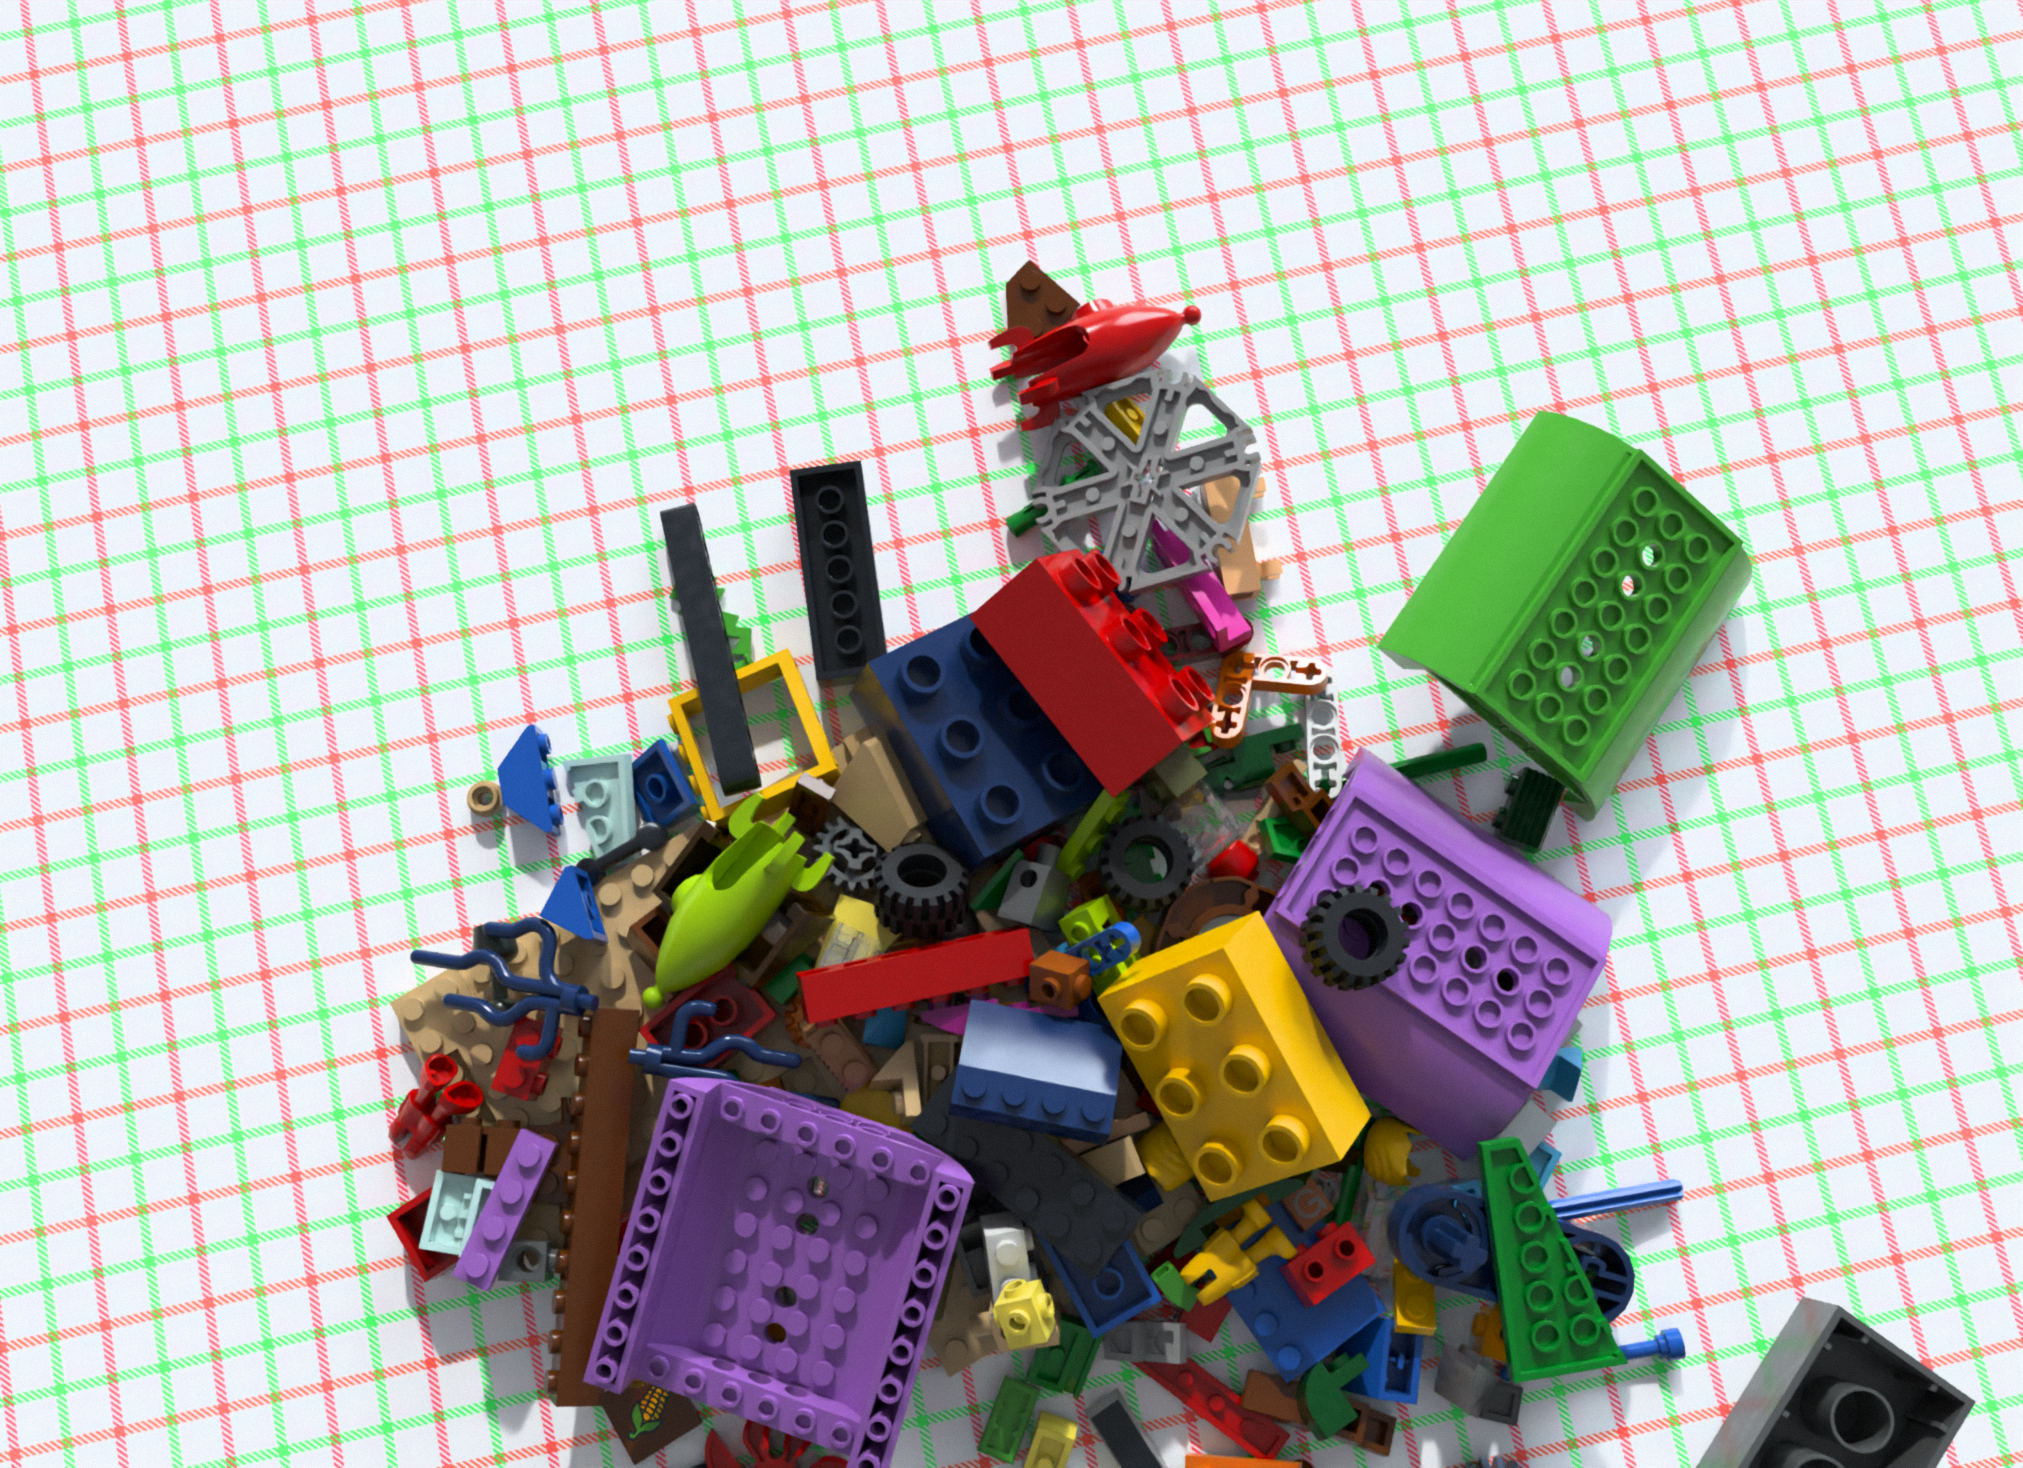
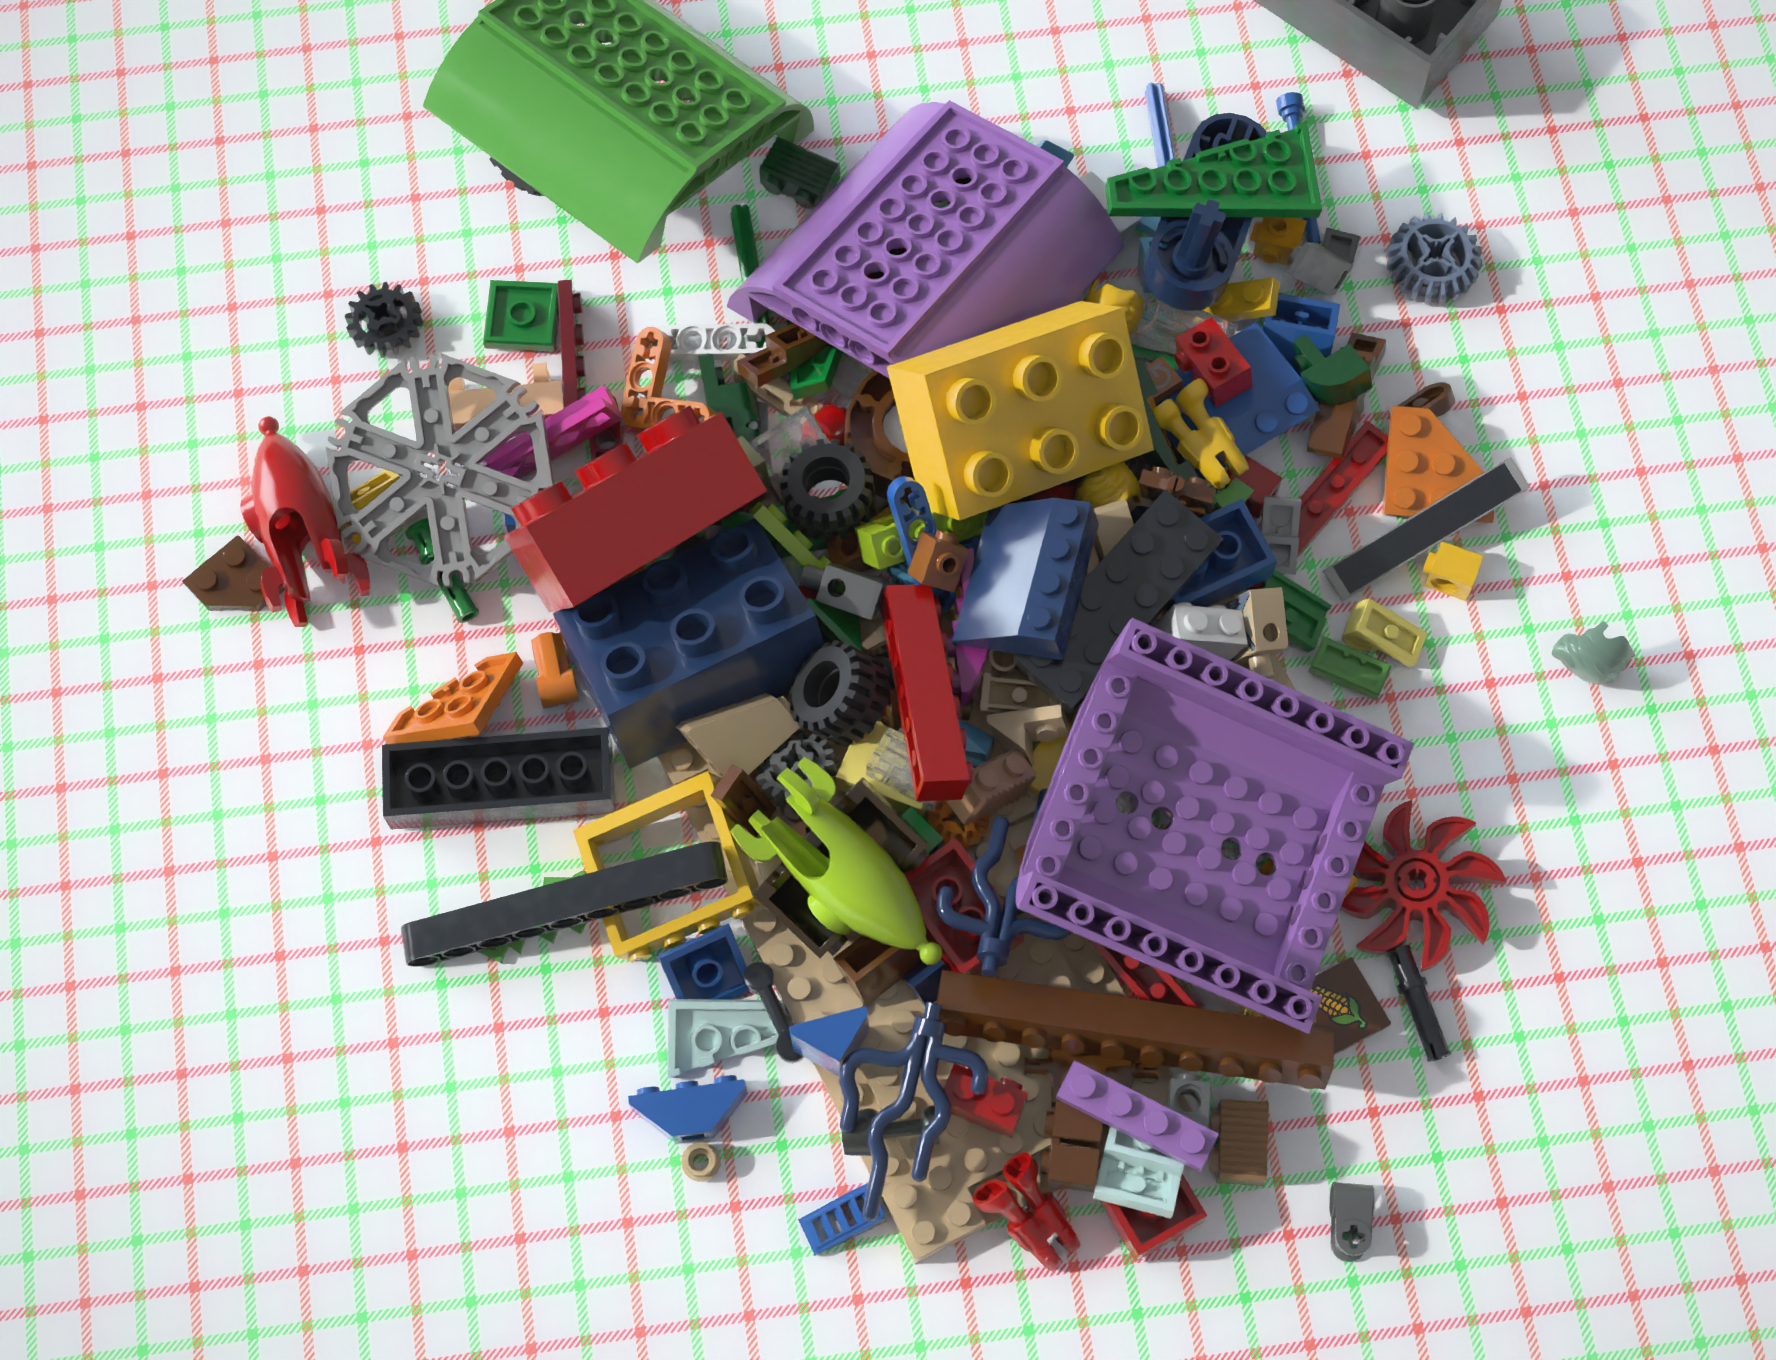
camera: 85 degrees left, 10 degrees down
(445, 926) = (835, 1206): none -> blue slope
(445, 1426) = (1351, 1212): none -> dark grey piece
(510, 1313) = (1240, 1143): none -> medium nougat brick
(634, 998) = (925, 981): none -> dark blue slope
(912, 530) = (457, 706): none -> orange plate
(944, 611) = (555, 678): none -> orange piece
(1024, 1313) = (1252, 605): light yellow brick -> none
(1159, 1228) = (1193, 493): none -> reddish brown plate
(1306, 406) = (384, 319): none -> black gear
(1316, 594) = (570, 337): none -> dark red plate
(1338, 544) = (521, 316): none -> green plate
(1381, 925) = (913, 261): black tyre -> none

